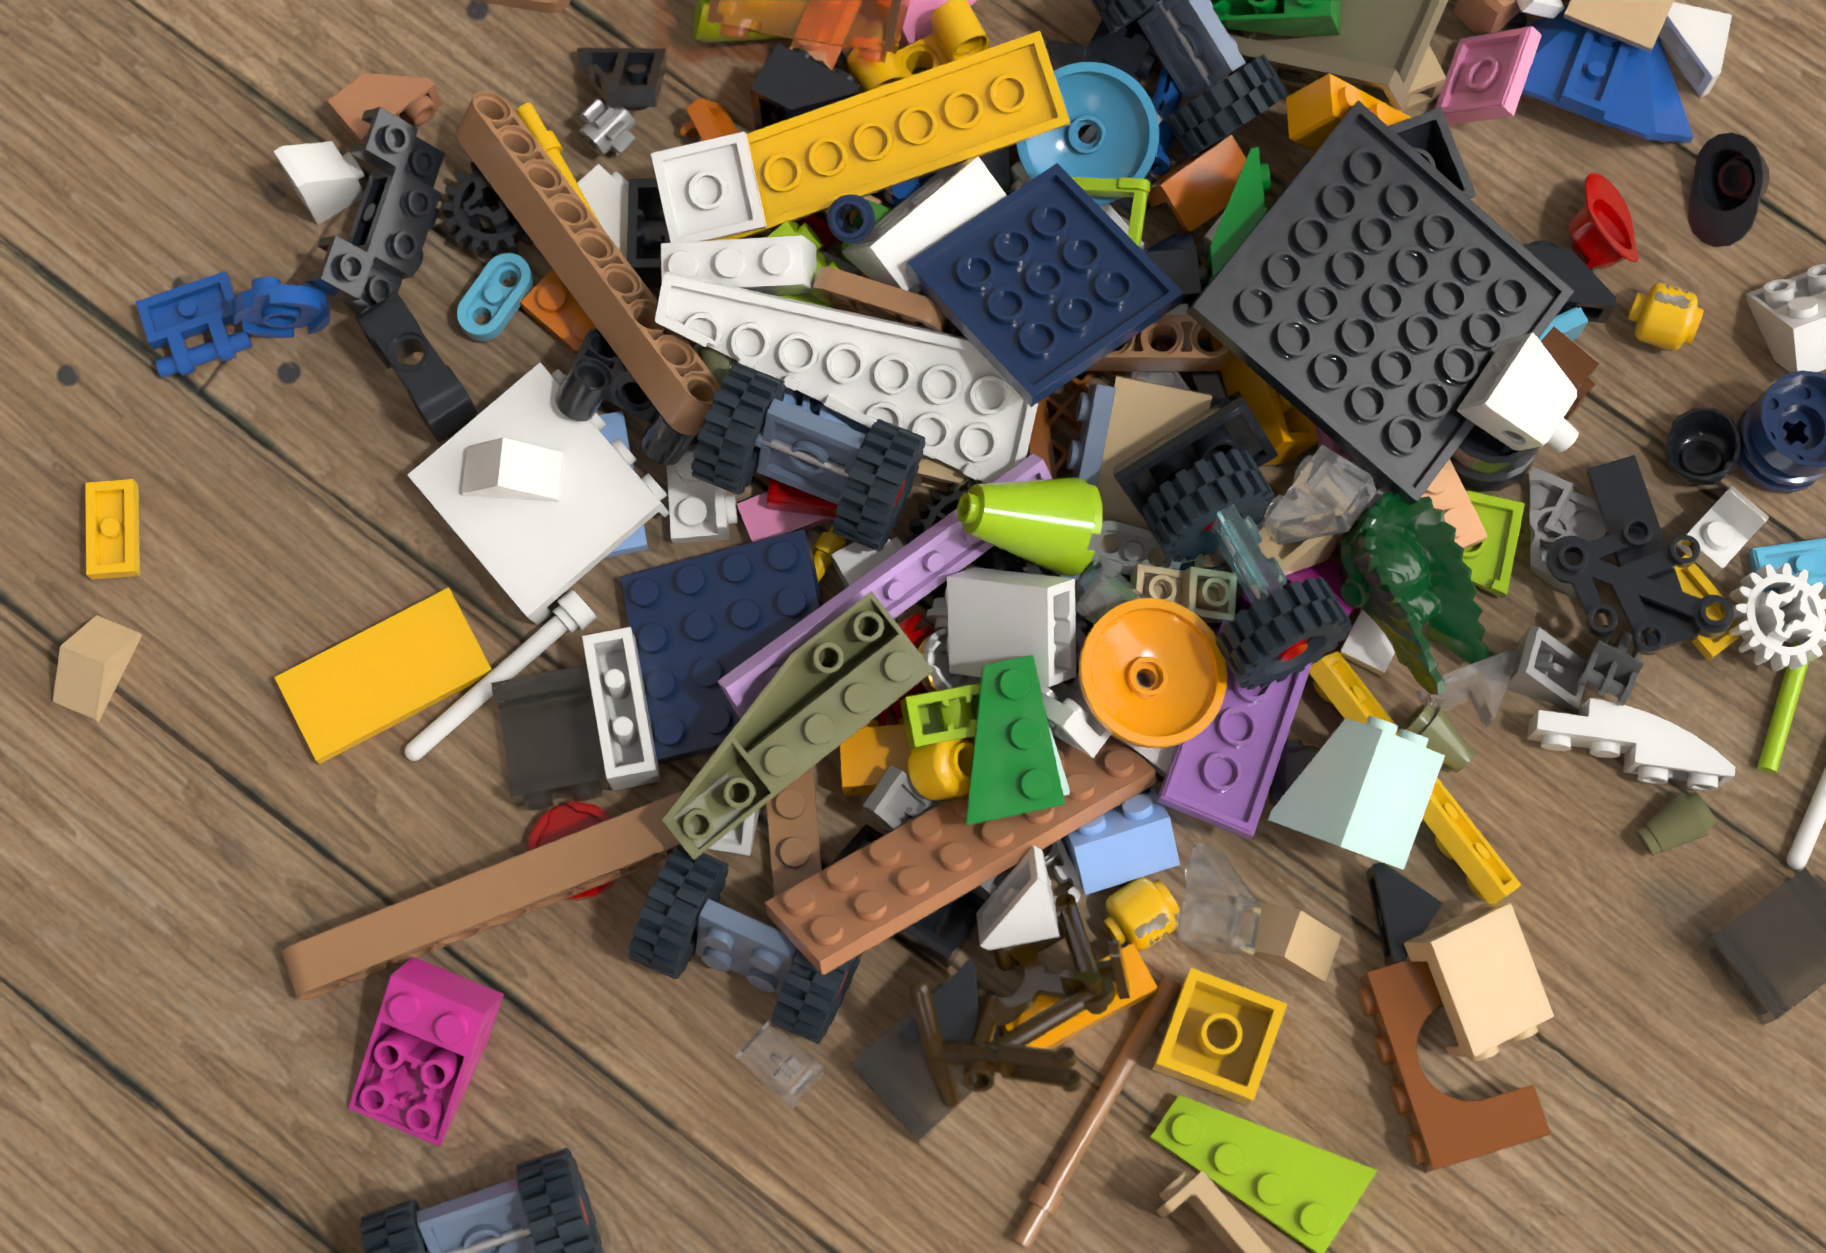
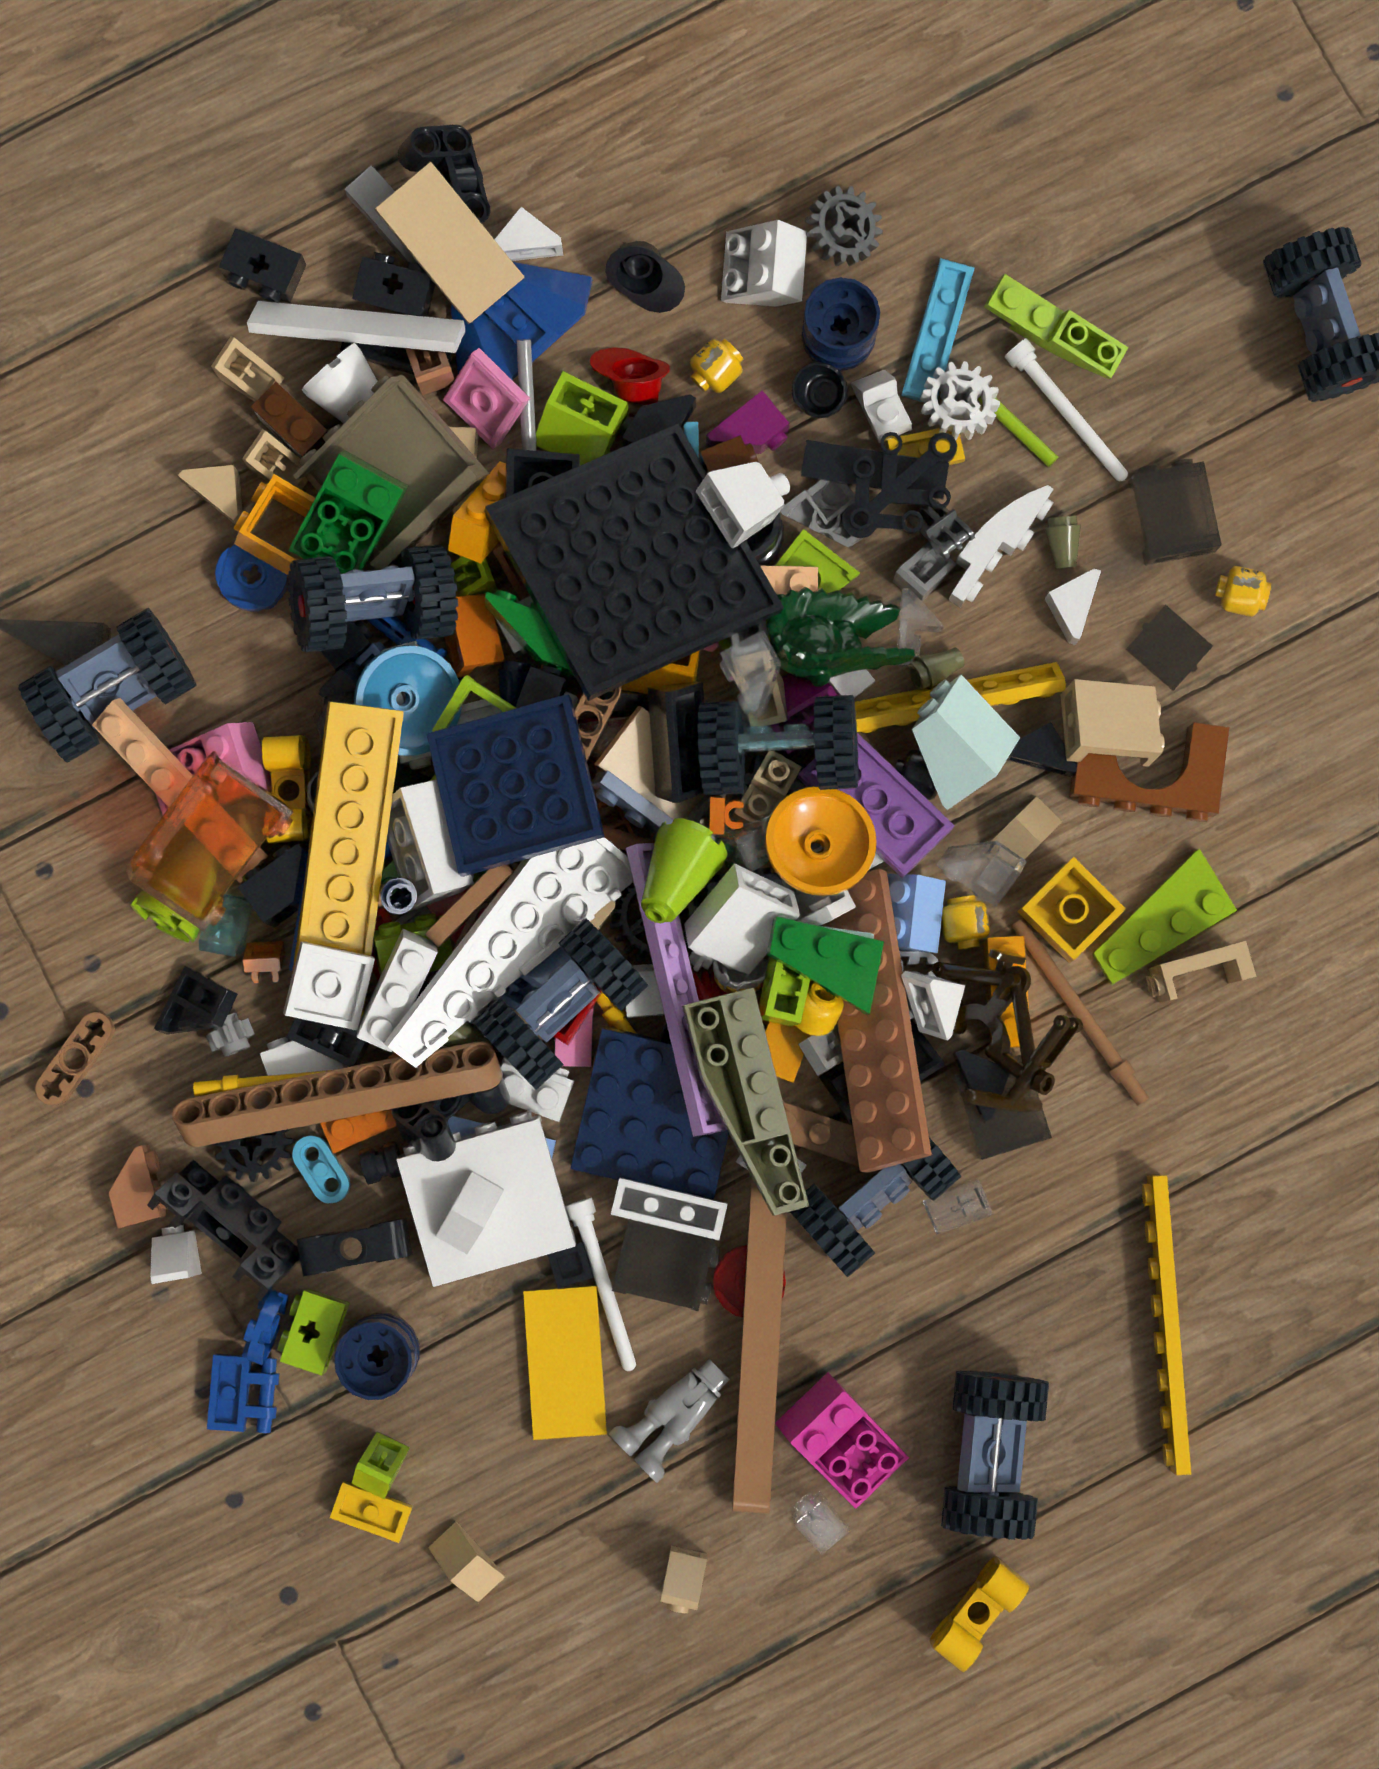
camera: 65 degrees left, 10 degrees up
(171, 510) = (379, 1465): none -> lime slope
(171, 925) = (683, 1579): none -> tan slope
(283, 428) = (367, 1374): none -> dark blue wheel
(309, 1063) = (819, 1521): none -> clear slope
(321, 380) = (329, 1316): none -> lime brick
(380, 832) = (678, 1411): none -> light grey piece
(503, 627) = (570, 1265): none -> black plate
(528, 349) = (380, 1162): none -> black wheel
(725, 68) = (231, 931): none -> clear light blue slope
(1126, 544) = (720, 814): none -> orange tile
(1275, 148) = (472, 577): none -> lime slope
(1523, 186) = (580, 419): none -> lime slope
(1524, 110) = (525, 378): none -> light grey bar
(1605, 869) = (1072, 603): none -> white slope
(1612, 1020) = (1169, 647): none -> clear smoke piece
(1621, 393) = (756, 422): none -> magenta slope
(1733, 1077) = (1243, 591): none -> yellow head

